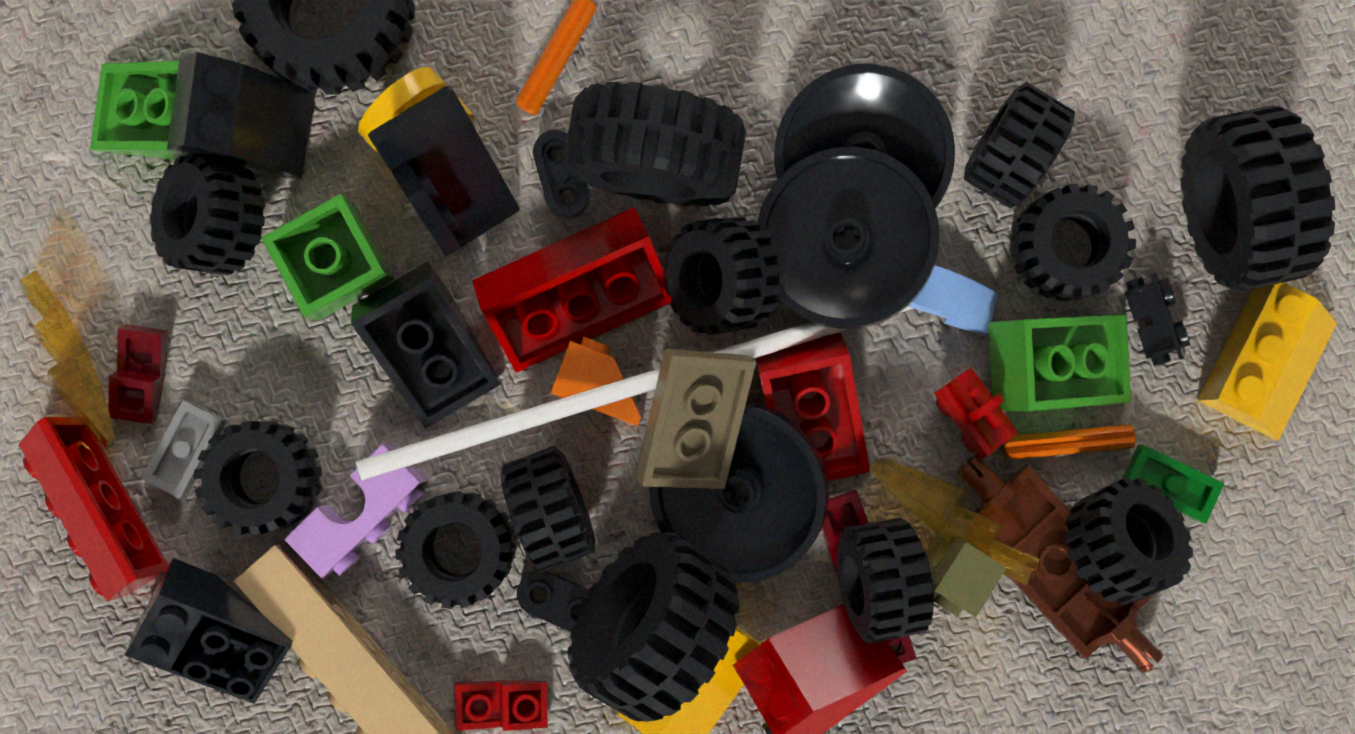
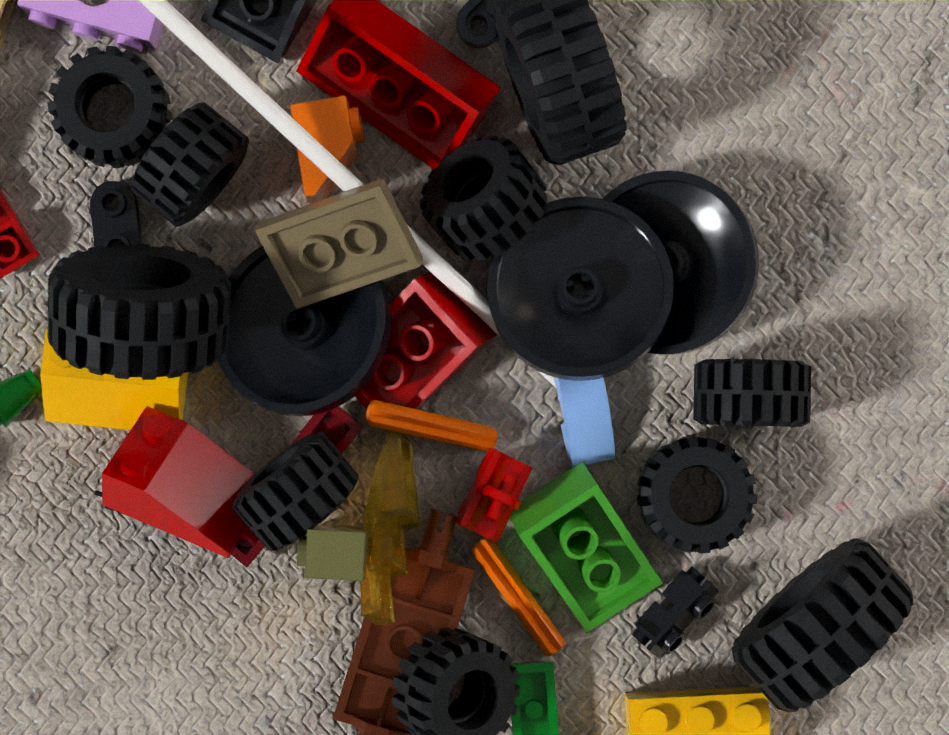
camera: 60 degrees right, 0 degrees up
(886, 432) = (431, 426): none -> orange axle

